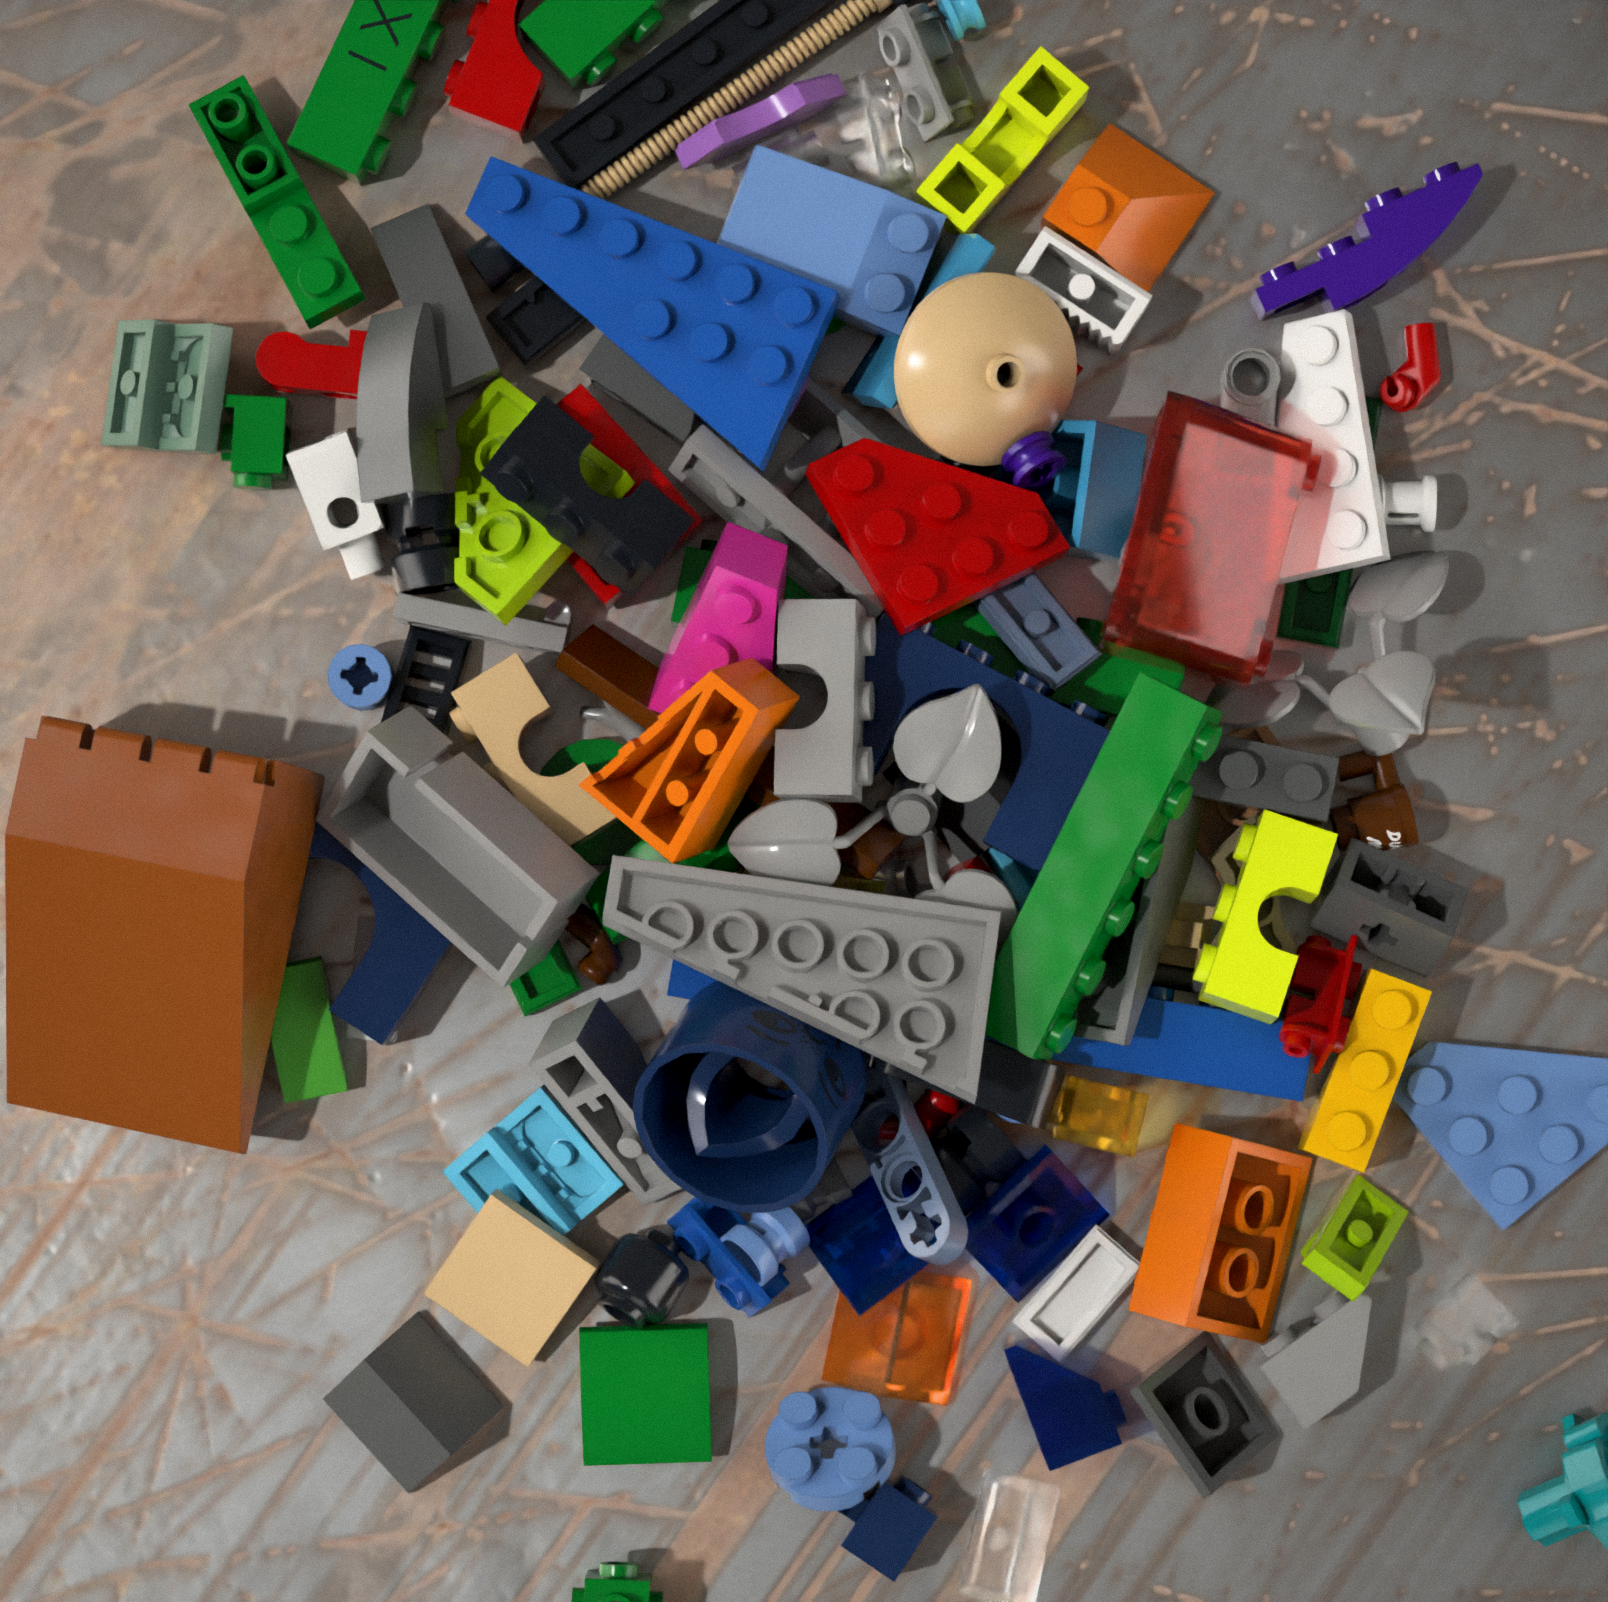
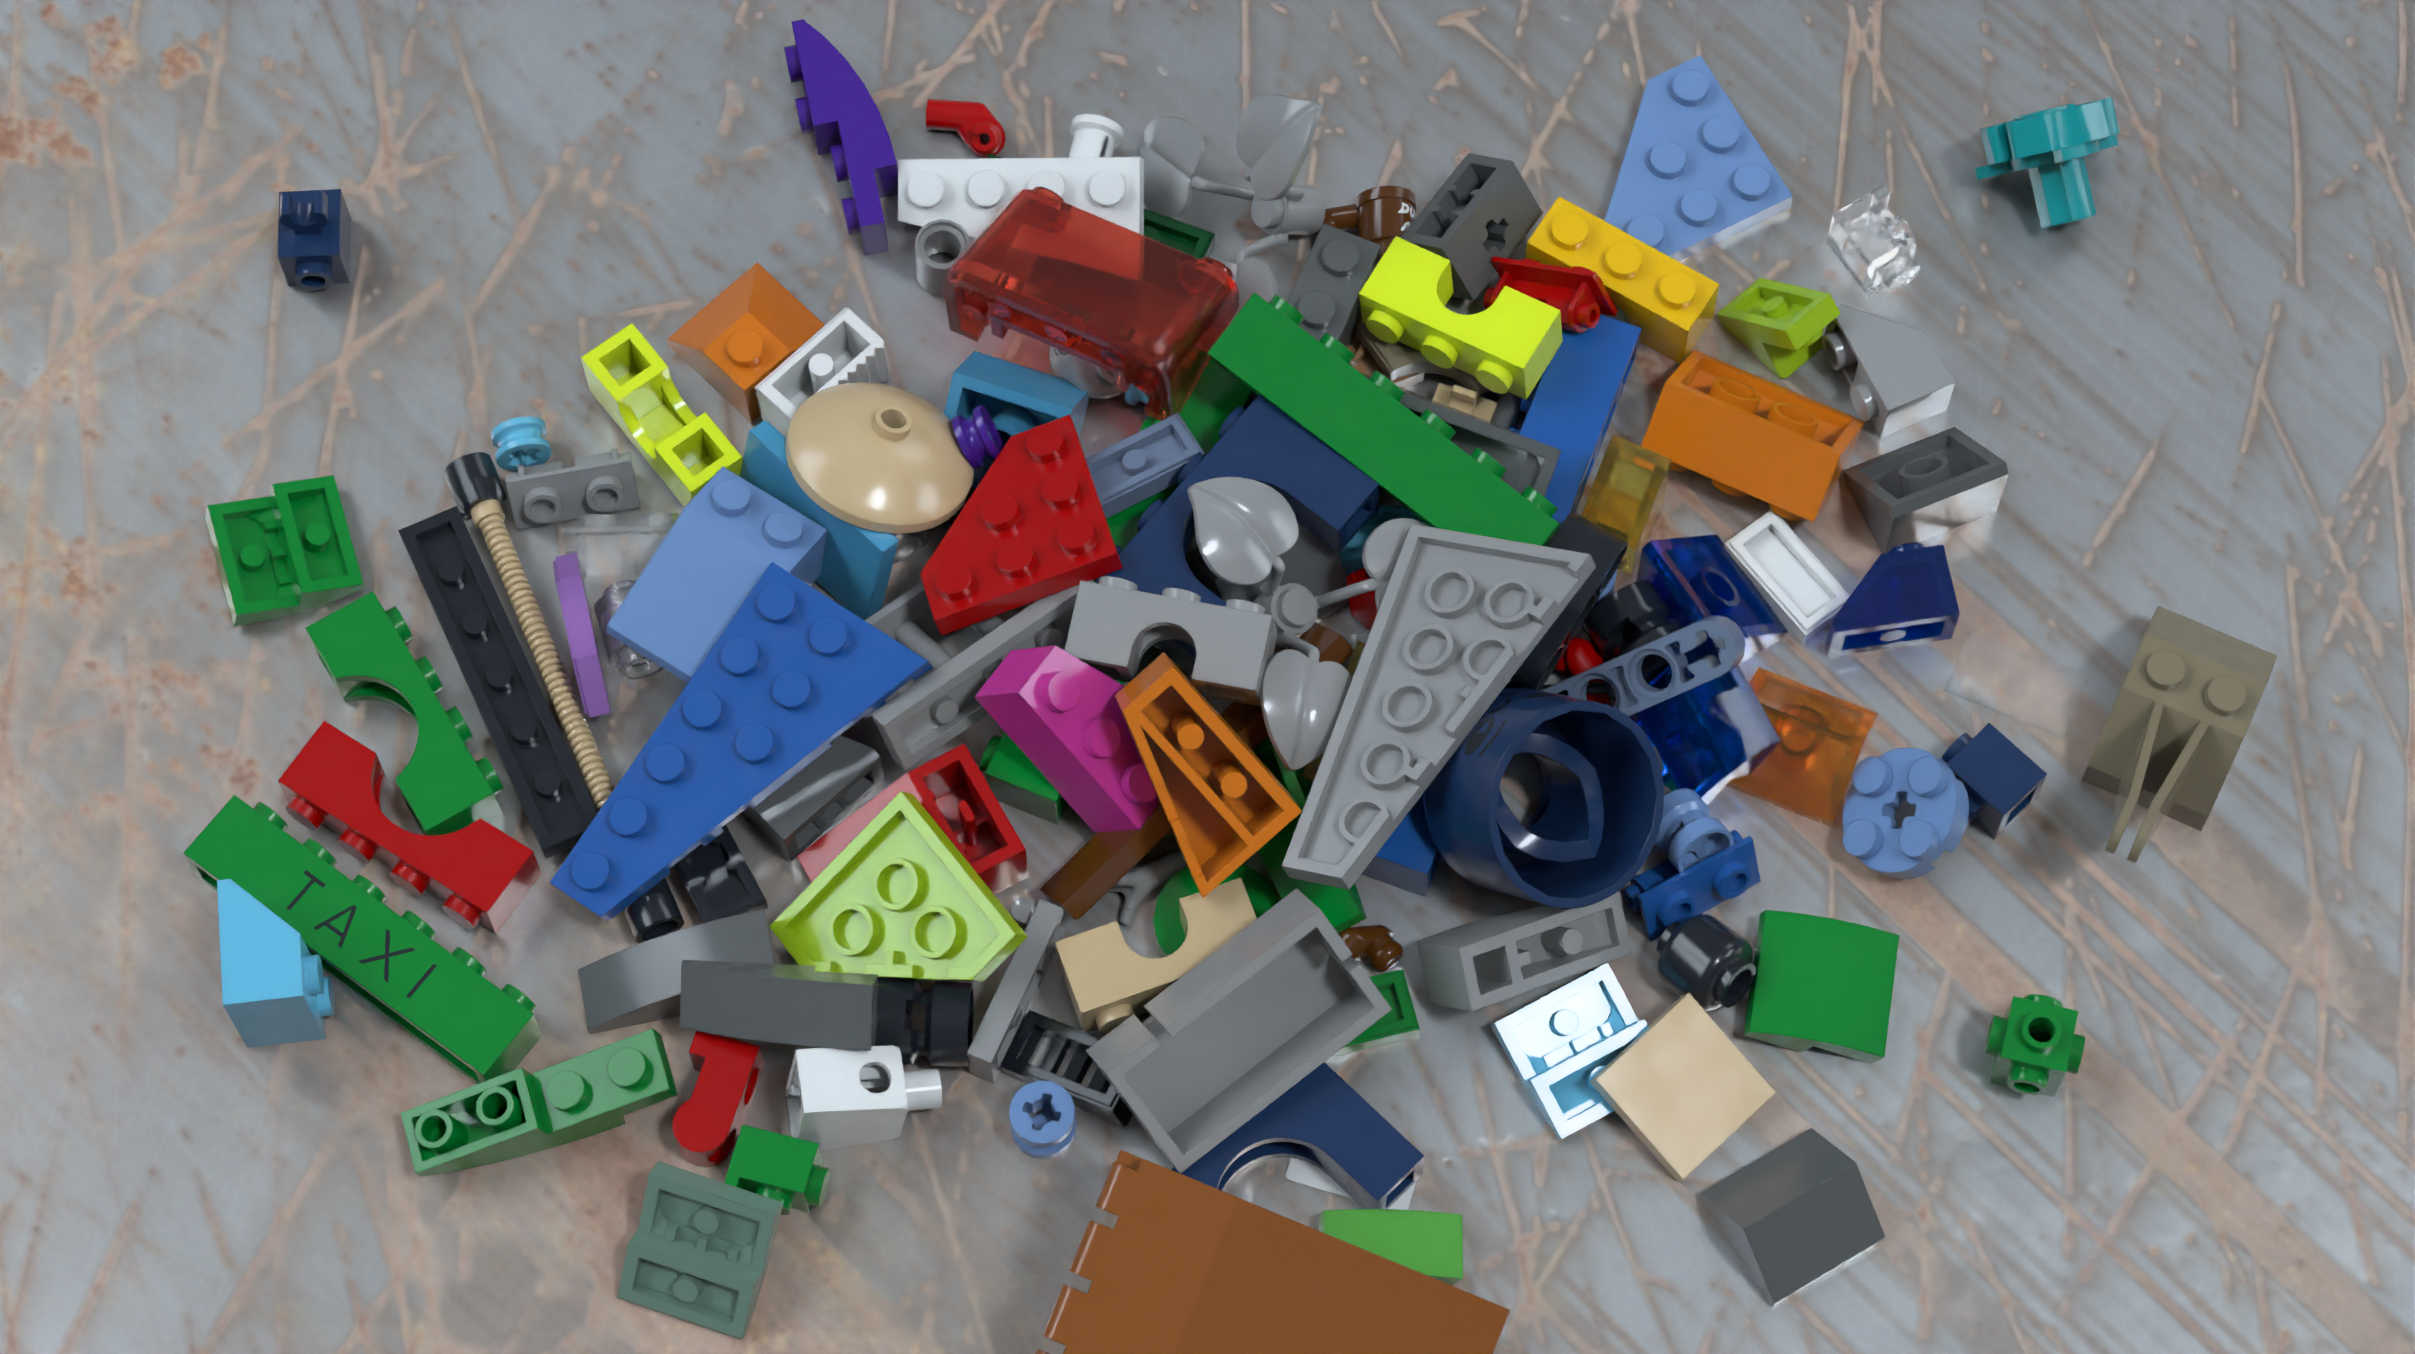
camera: 80 degrees left, 20 degrees down
(543, 476) = (885, 855): black arch -> none

